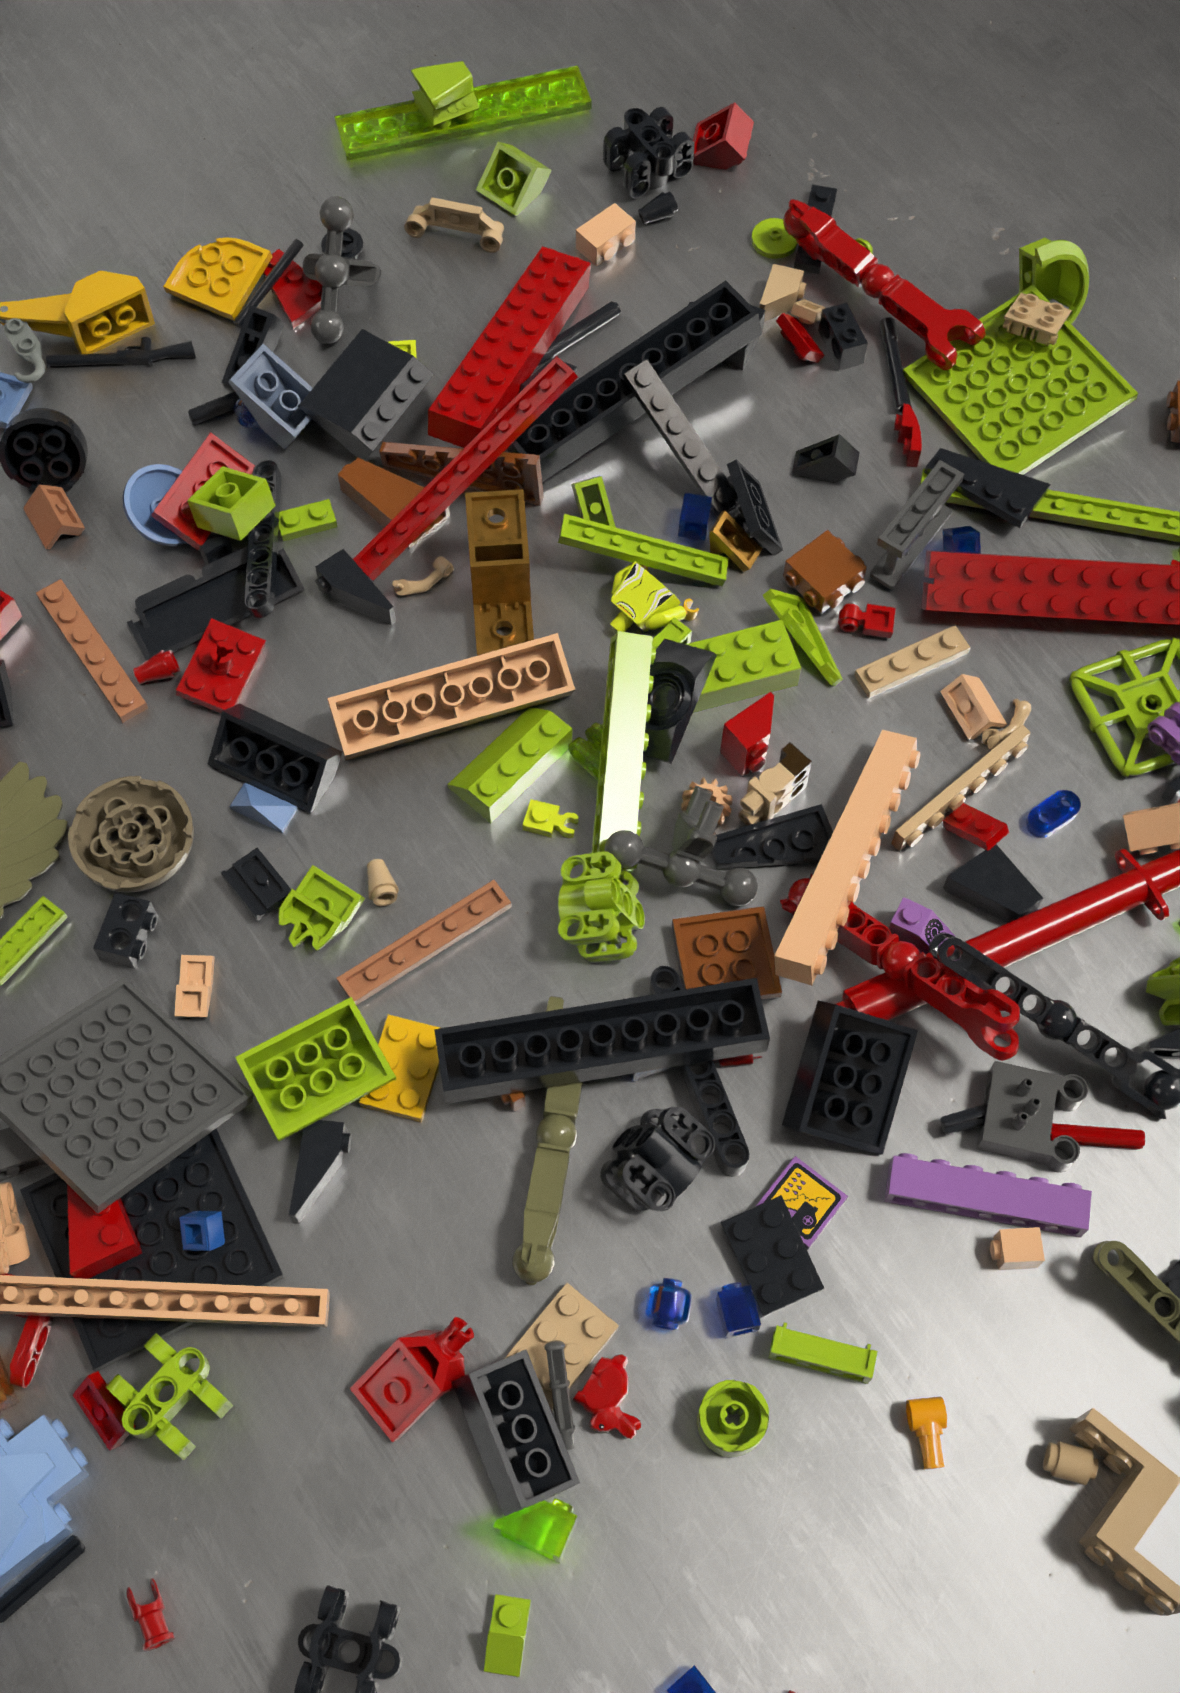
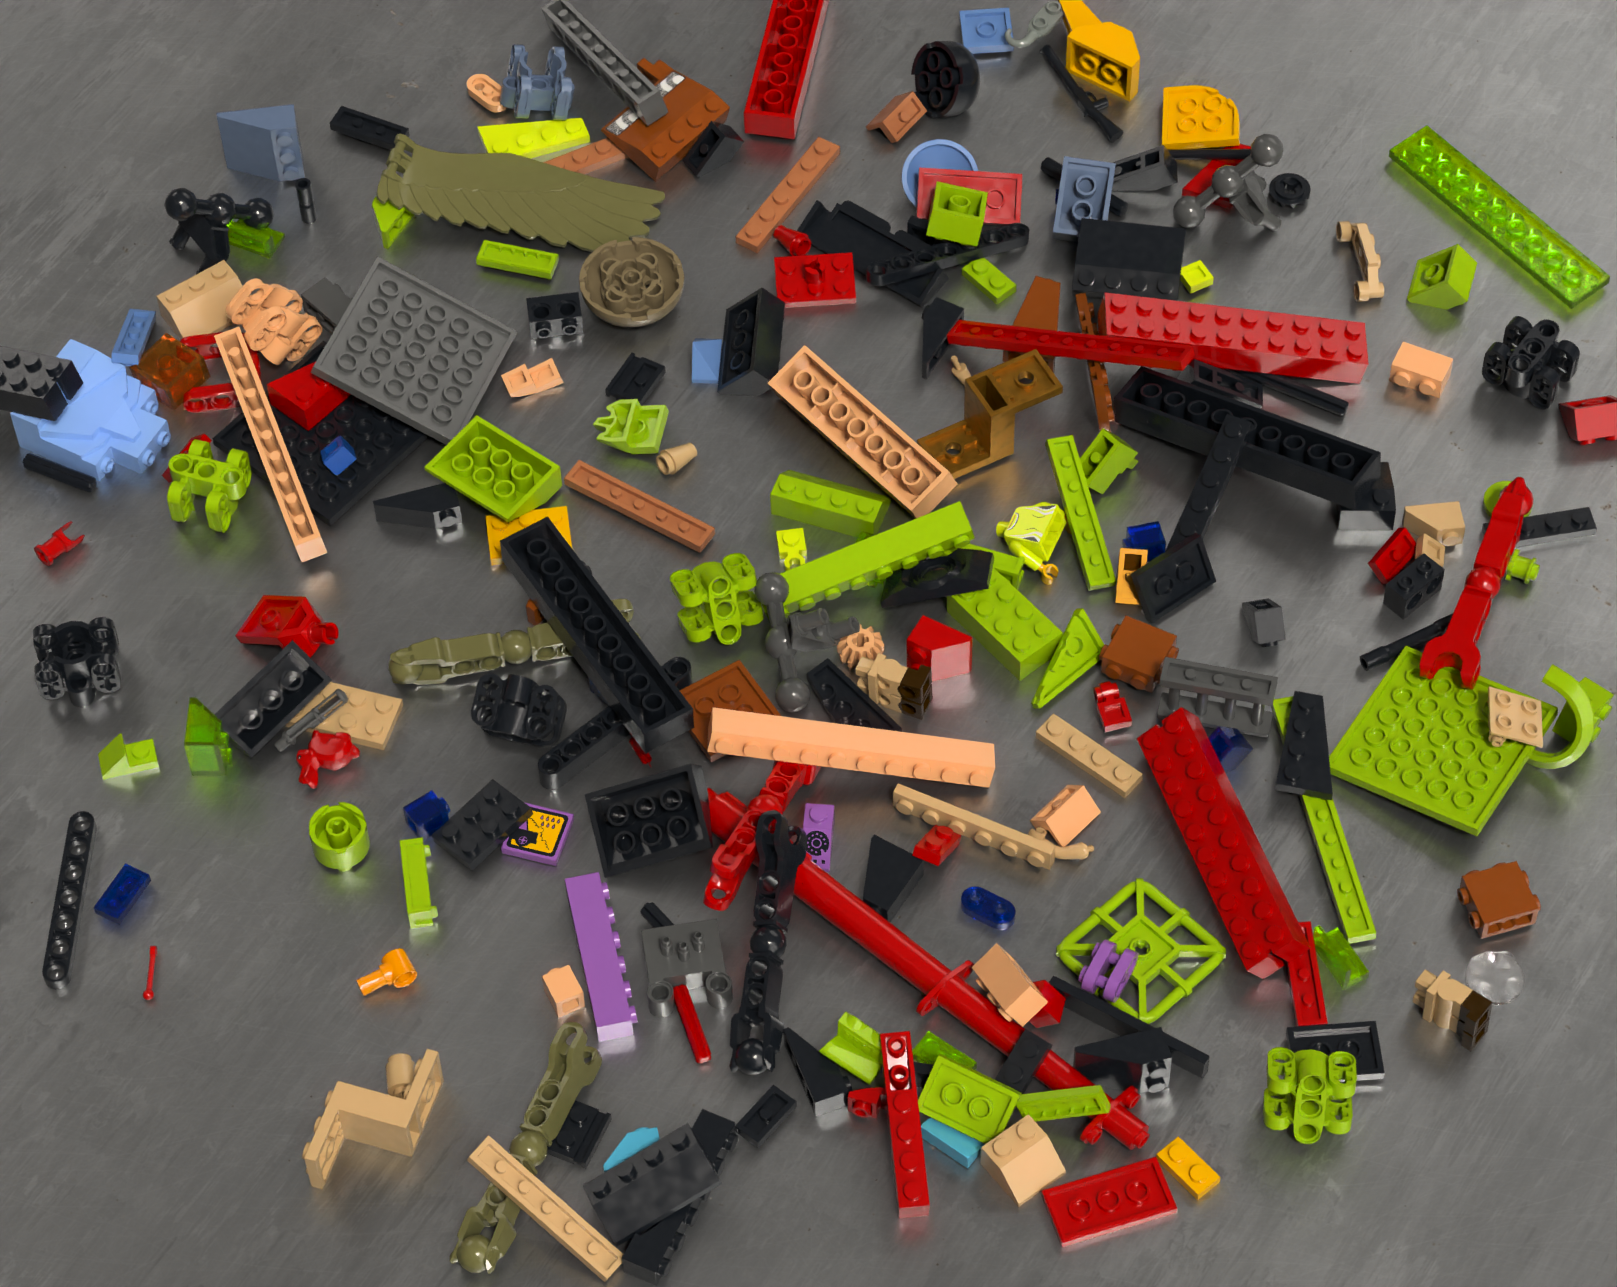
camera: 70 degrees right, 10 degrees down
(444, 93) = (1492, 186): lime piece -> none
(659, 208) = (1480, 399): black cone -> none
(668, 1304) = (412, 769): clear blue head -> none
(909, 434) = (1340, 670): red slope -> none

